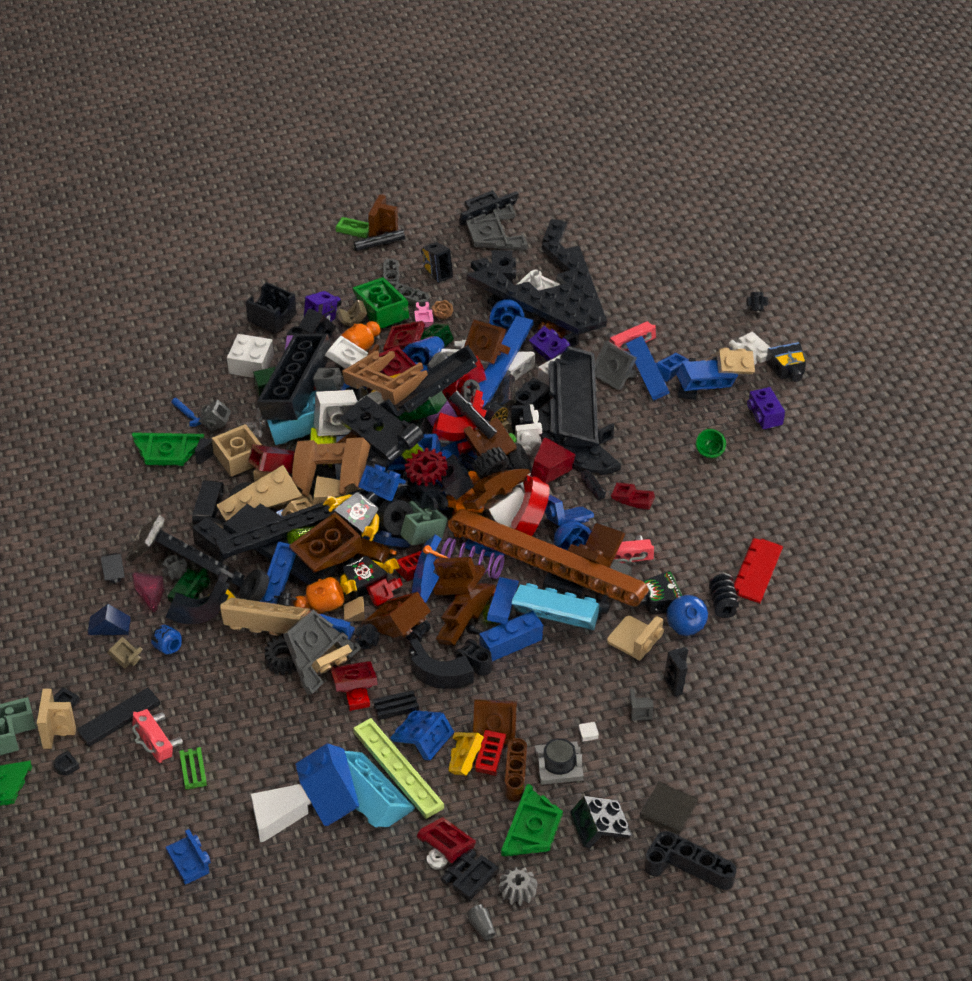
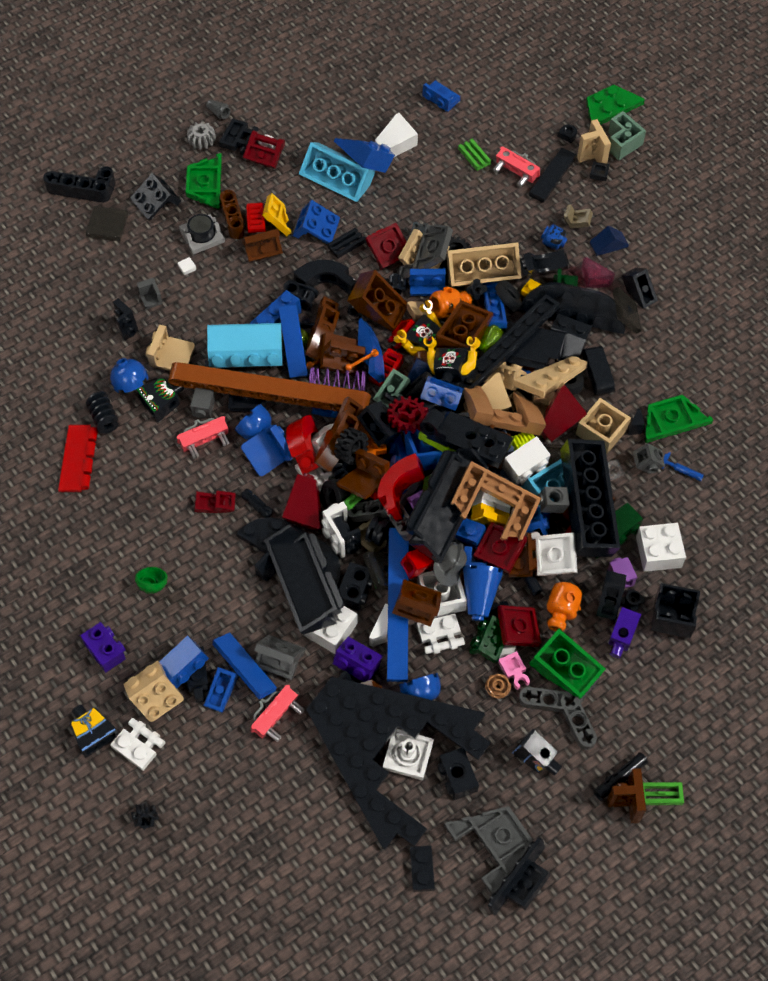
camera: 160 degrees right, 15 degrees up
(353, 315) = (591, 639): dark tan bracket -> none
(398, 768) = (323, 193): yellowish green plate -> none
(466, 408) = (394, 480): black pin -> none
(601, 545) = (226, 406): reddish brown bracket -> none

